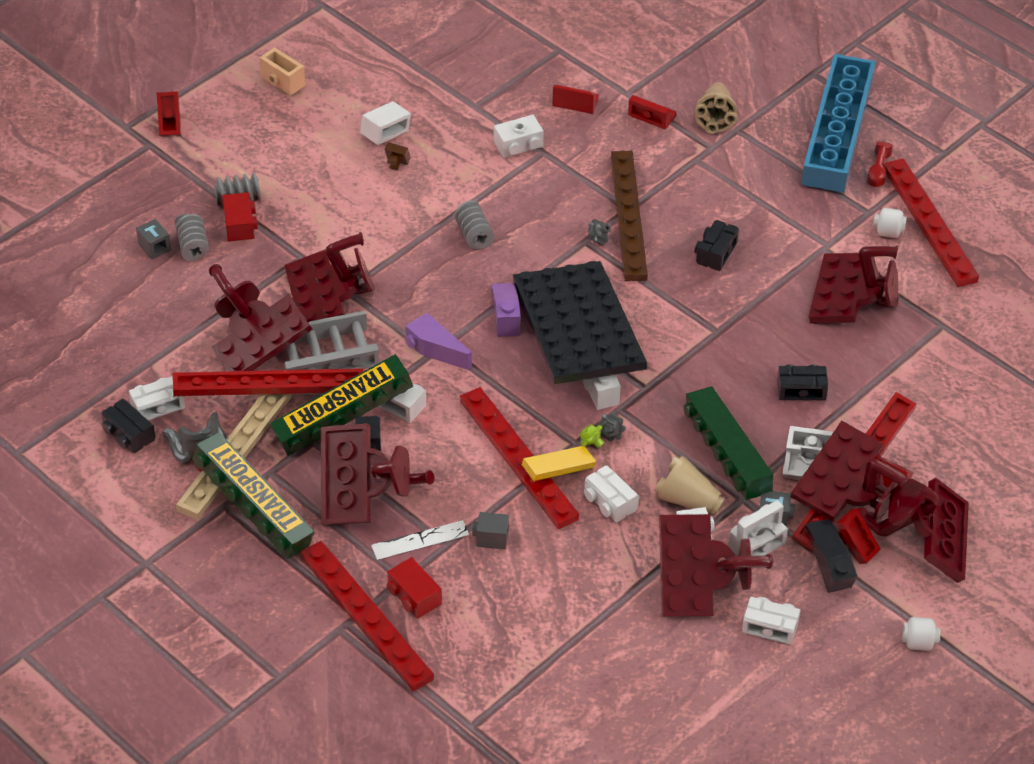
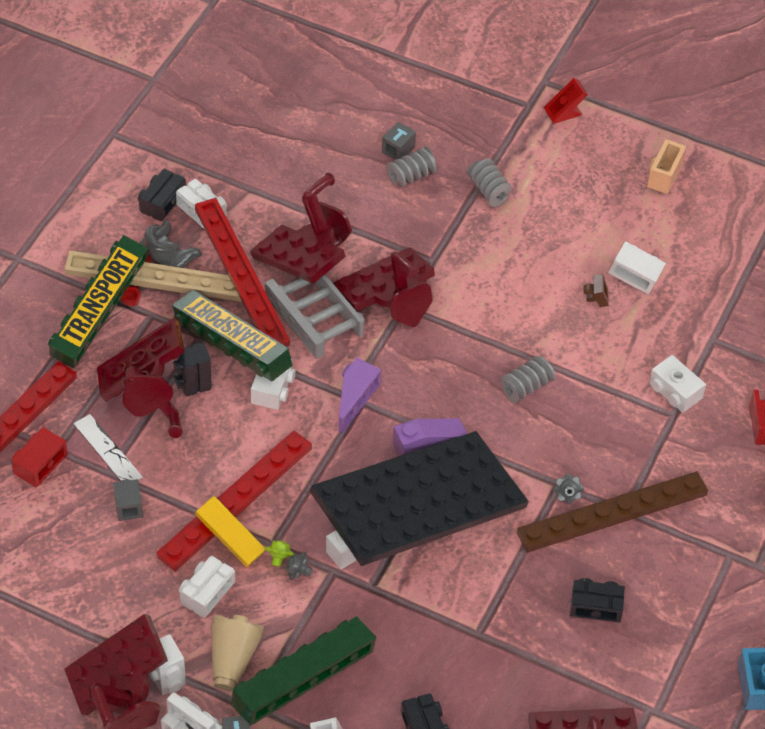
camera: 70 degrees right, 5 degrees up
(238, 216) = (455, 194): red brick -> none

